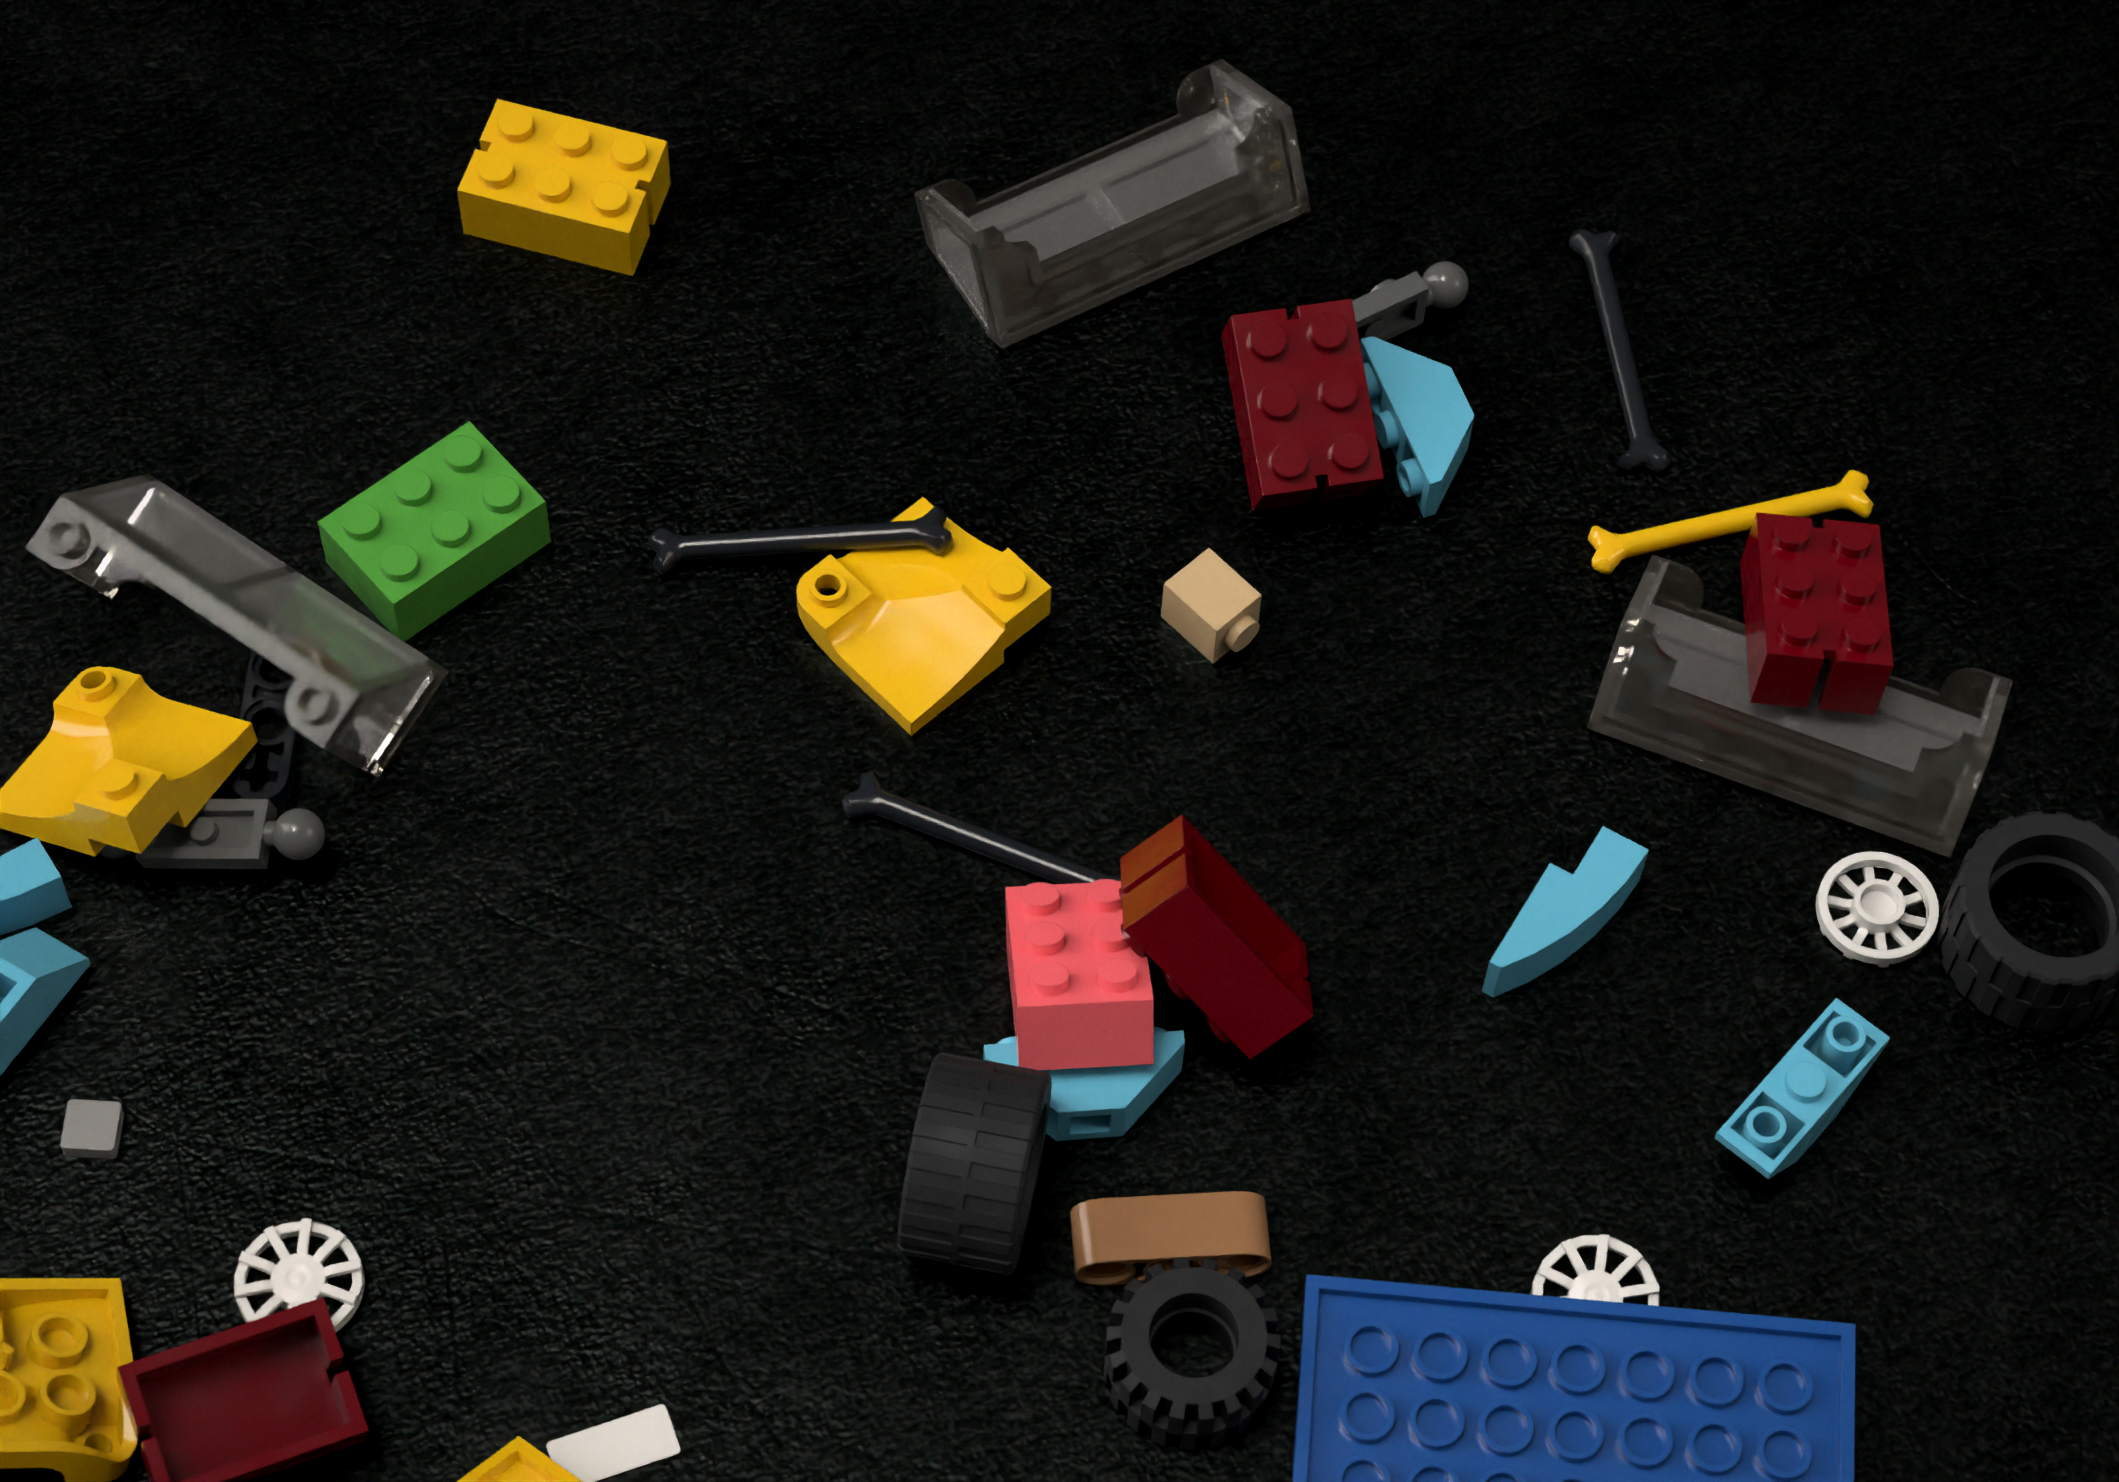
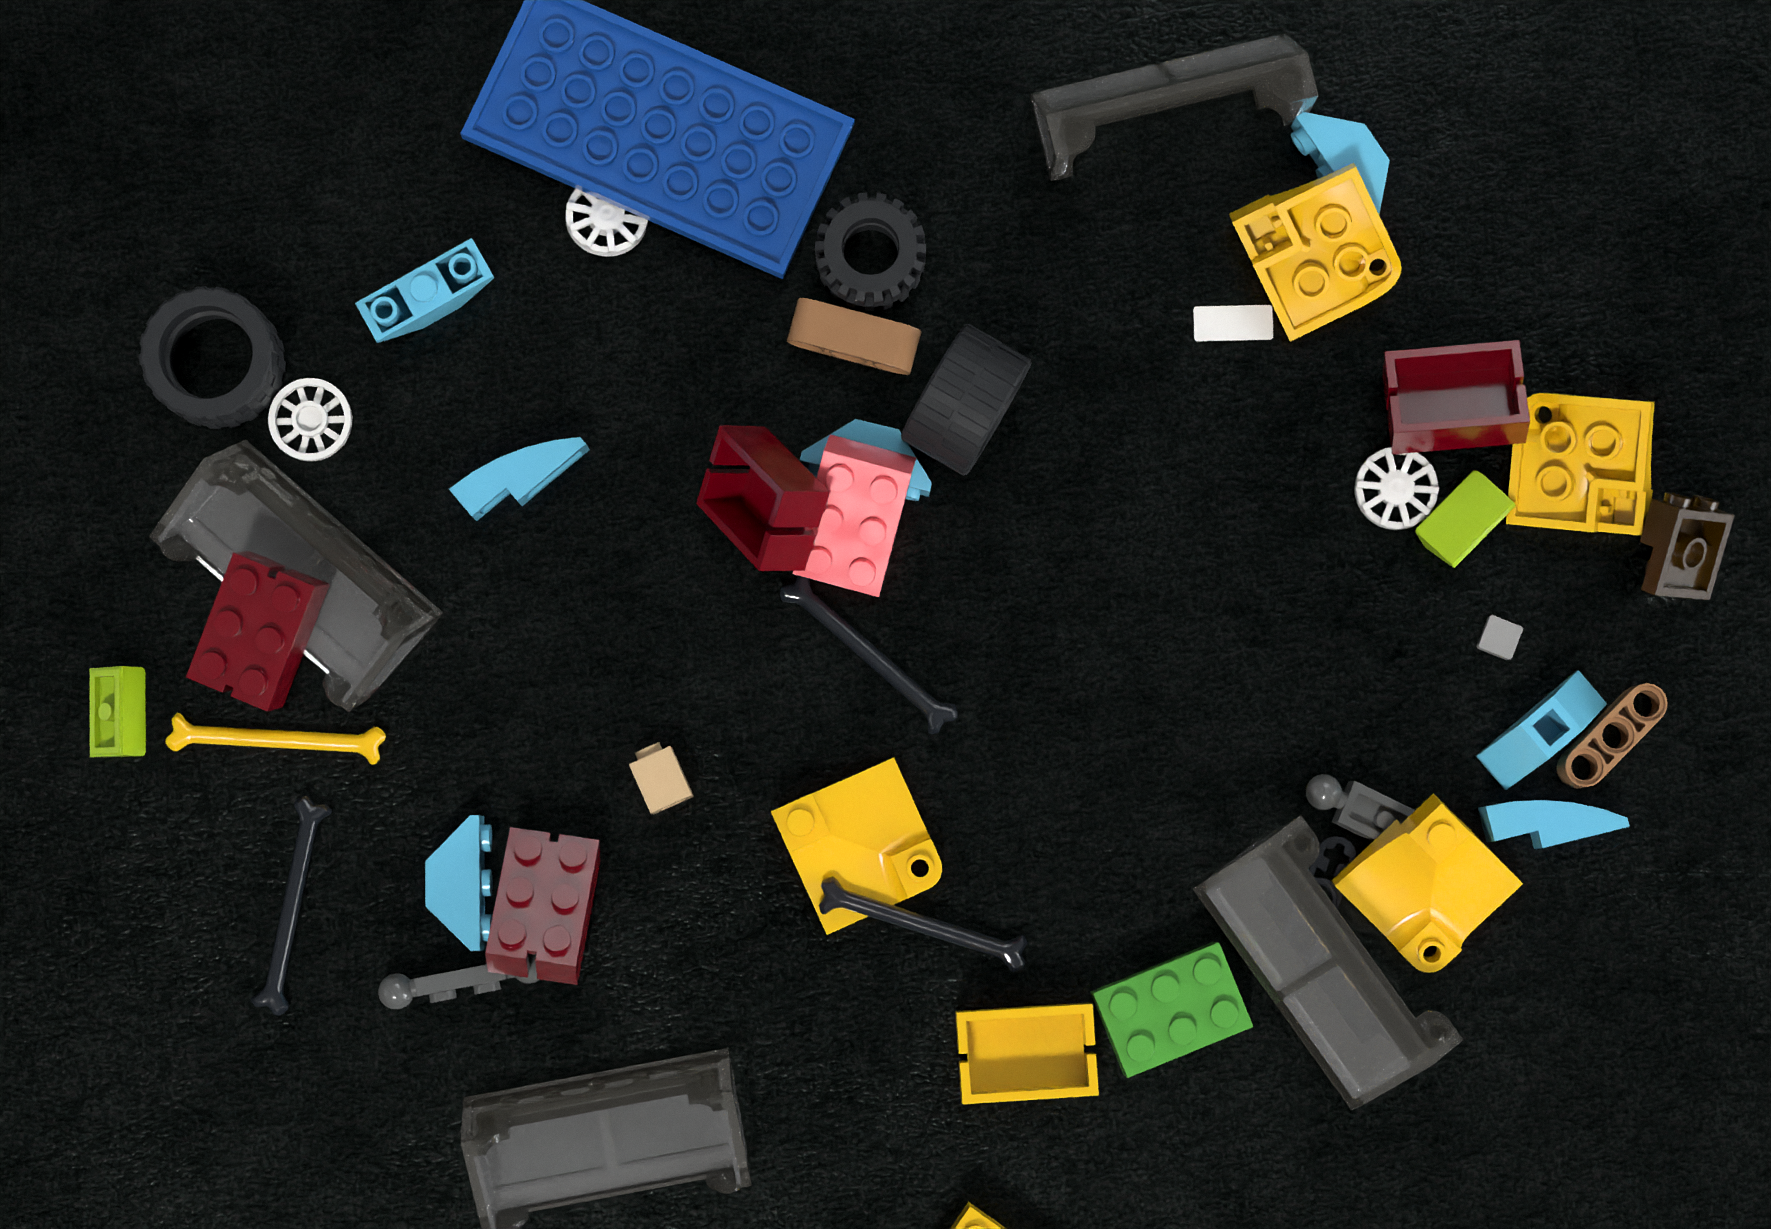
camera: 160 degrees left, 25 degrees up
(183, 1261) = (1464, 518): none -> lime slope
(613, 424) = (1026, 1053): none -> yellow piece
(1944, 495) = (117, 712): none -> lime slope

